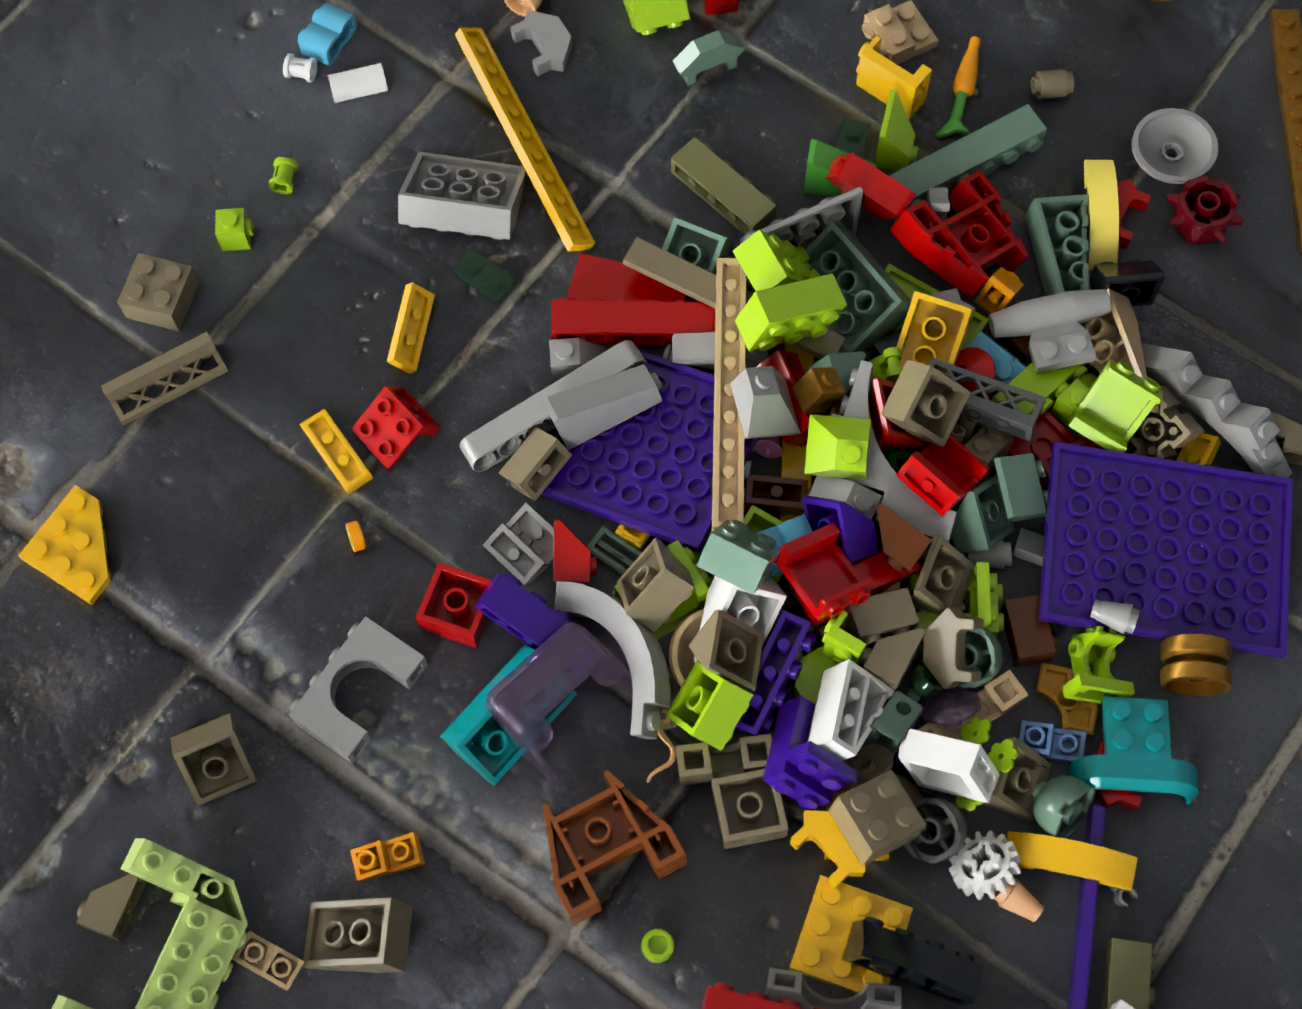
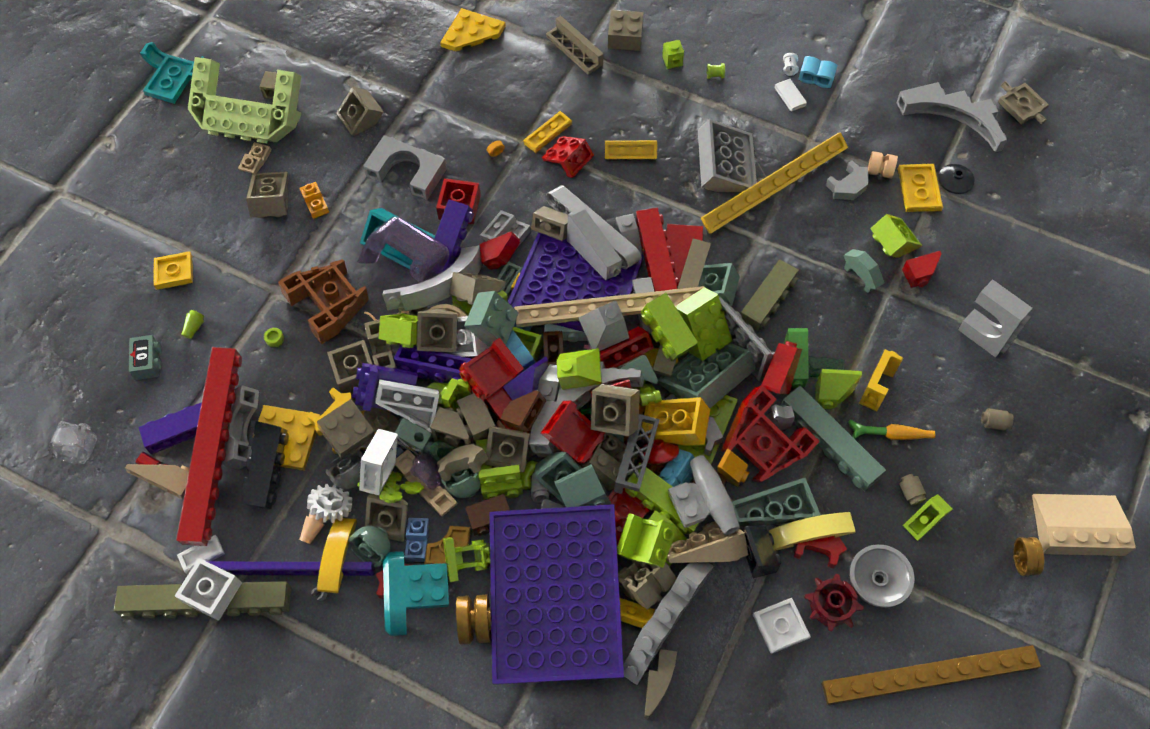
camera: 80 degrees right, 5 degrees down
(485, 276) = (676, 181): clear green plate -> none
(818, 389) = (621, 355): pearl gold brick -> none
(902, 31) = (924, 385): tan plate -> none
(1094, 75) = (927, 517): none -> lime slope
(1115, 615) = (495, 557): light grey cone -> none
(1222, 283) = (781, 625): none -> white tile

